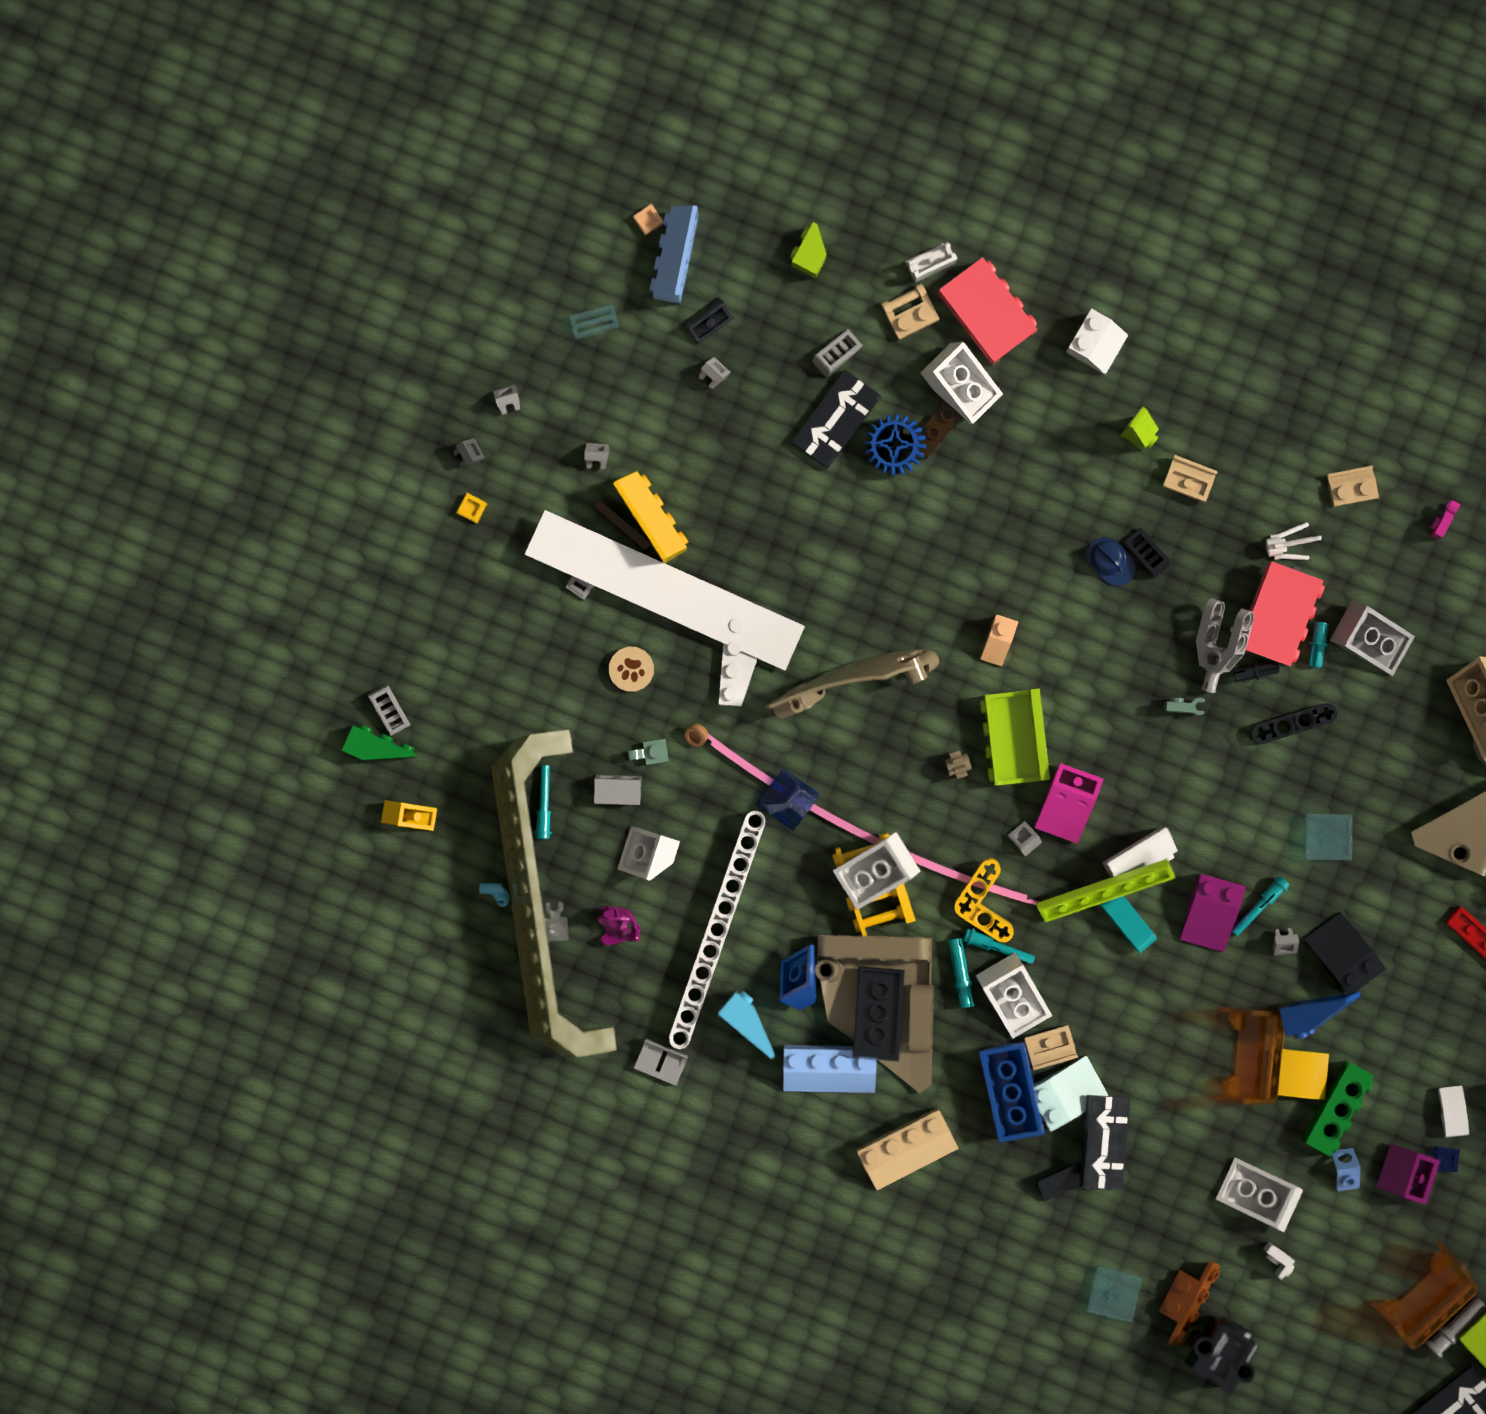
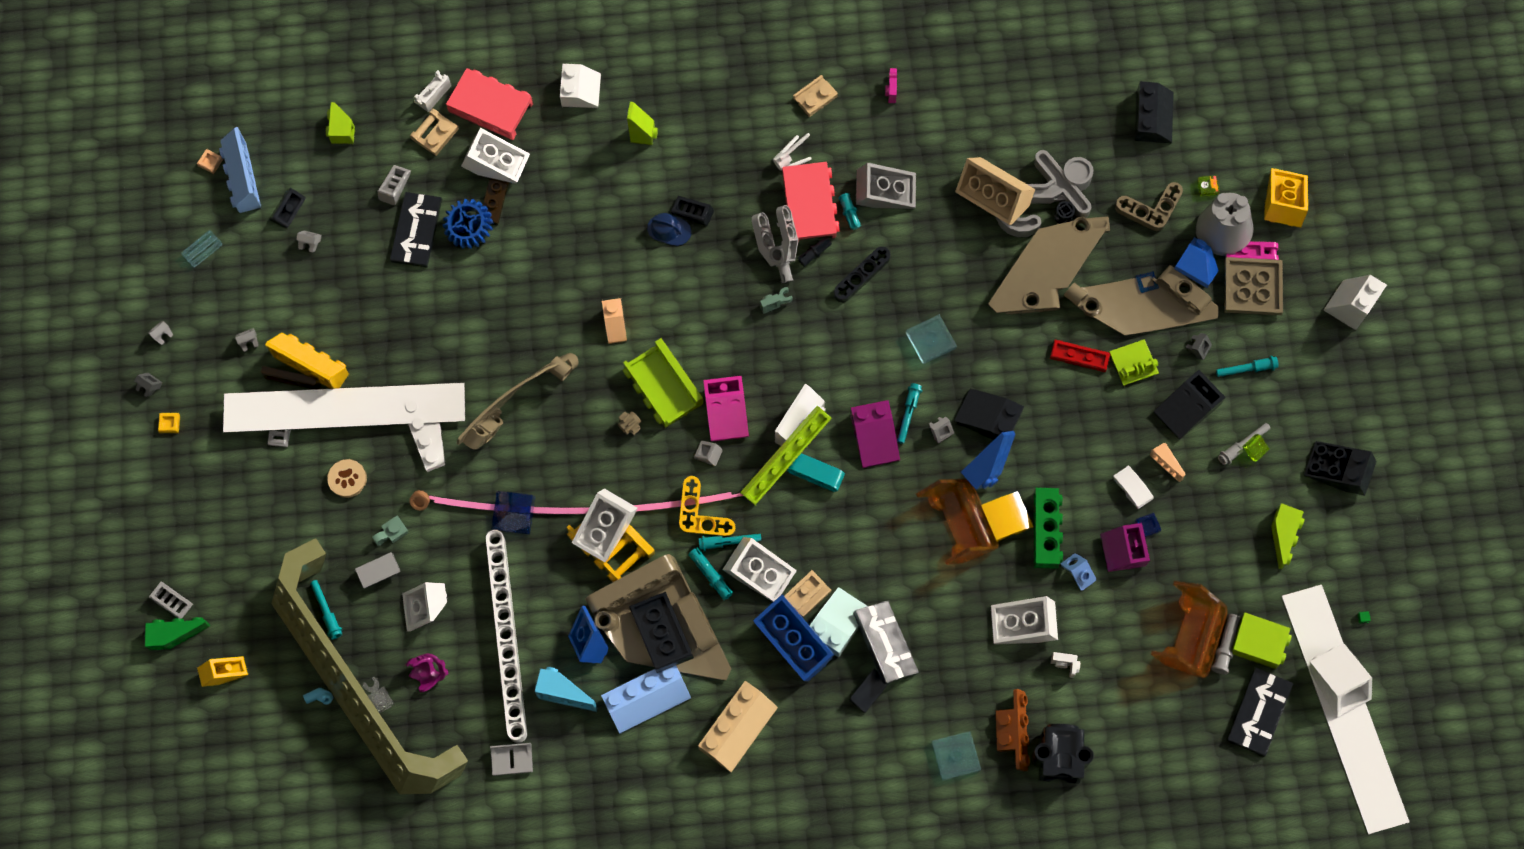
camera: 30 degrees left, 15 degrees down
(1189, 478) = (695, 145): tan plate -> none

